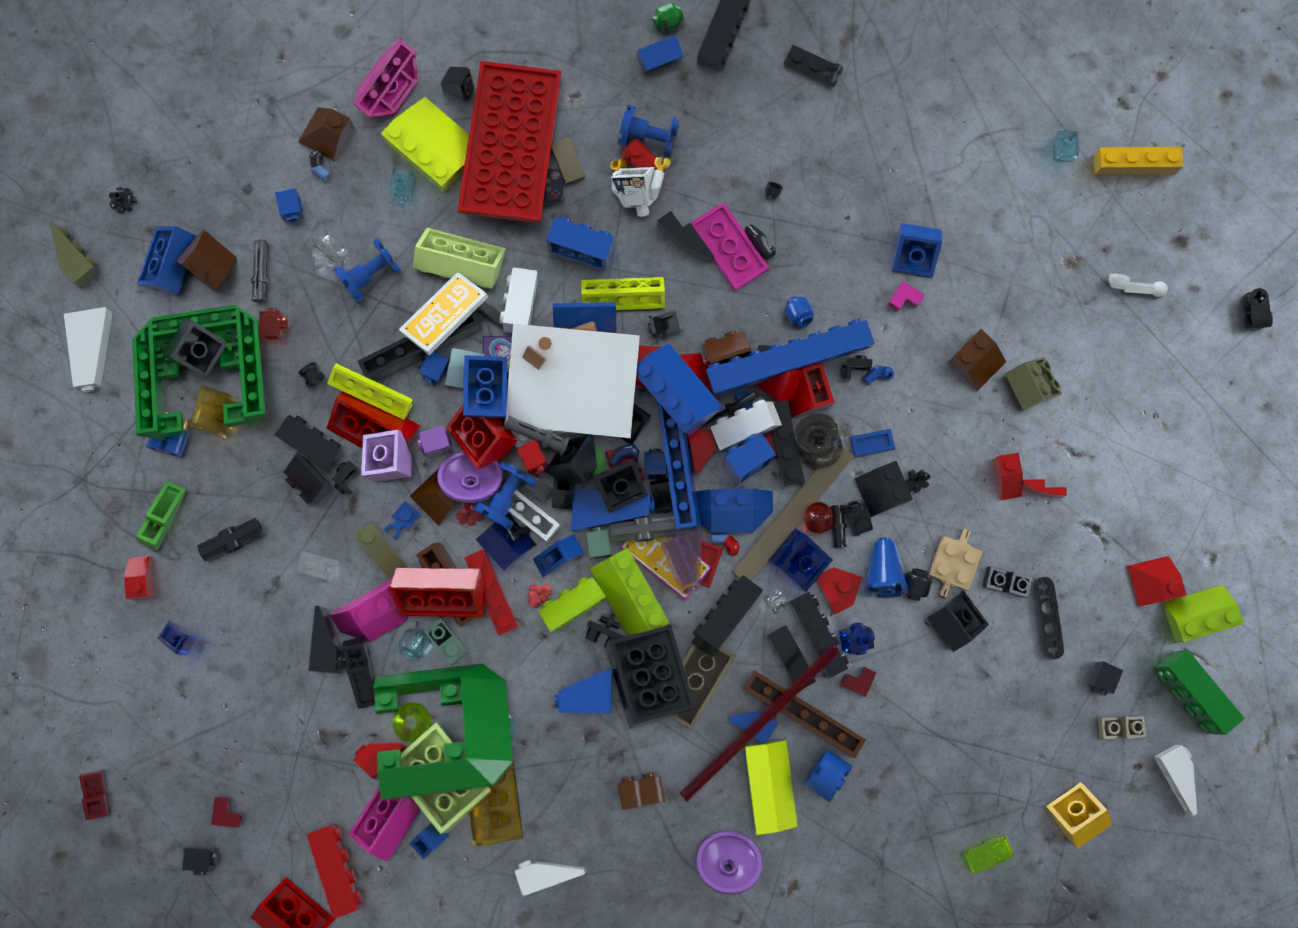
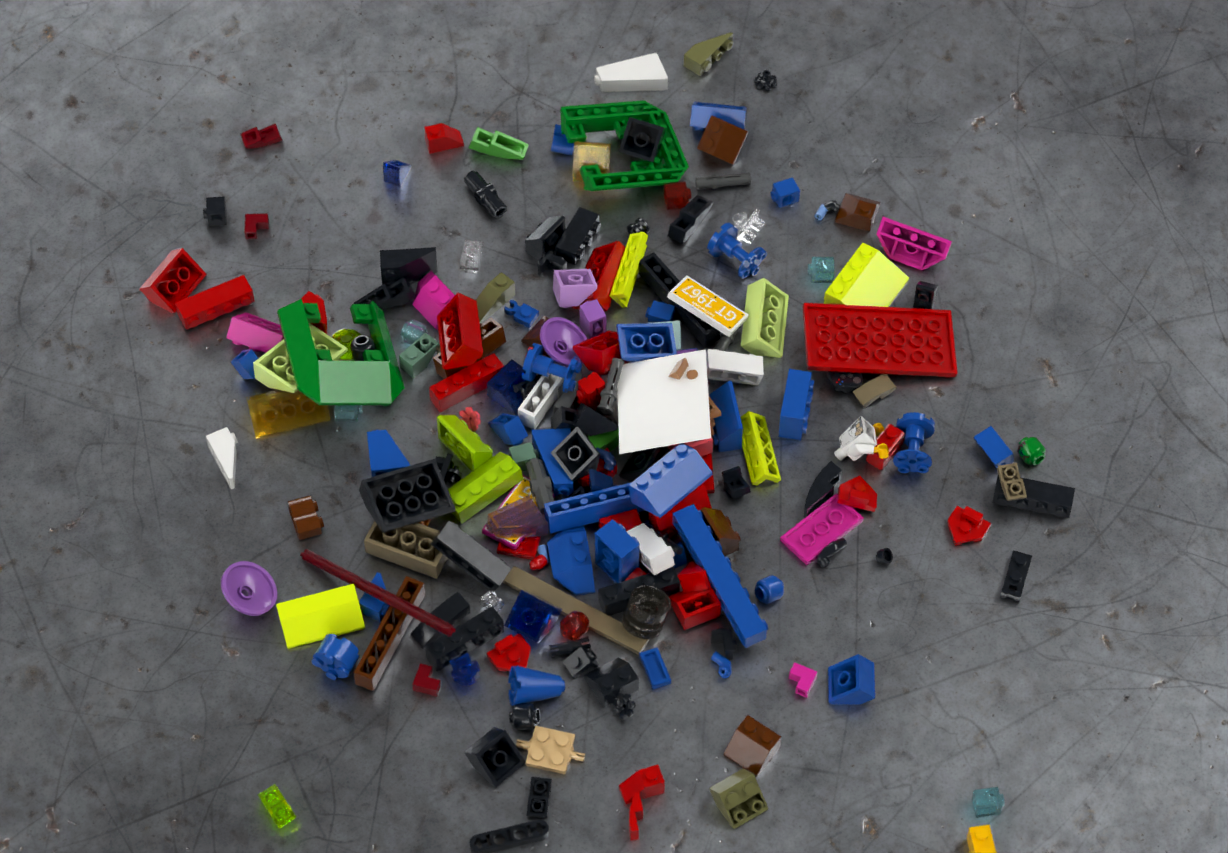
camera: 85 degrees right, 25 degrees down
(306, 315) = (689, 219): none -> black slope
(429, 704) = (360, 344): none -> black head
(695, 202) = (857, 494): none -> red plate
(714, 43) = (1011, 482): none -> dark tan slope
(747, 101) = (967, 525): none -> red plate

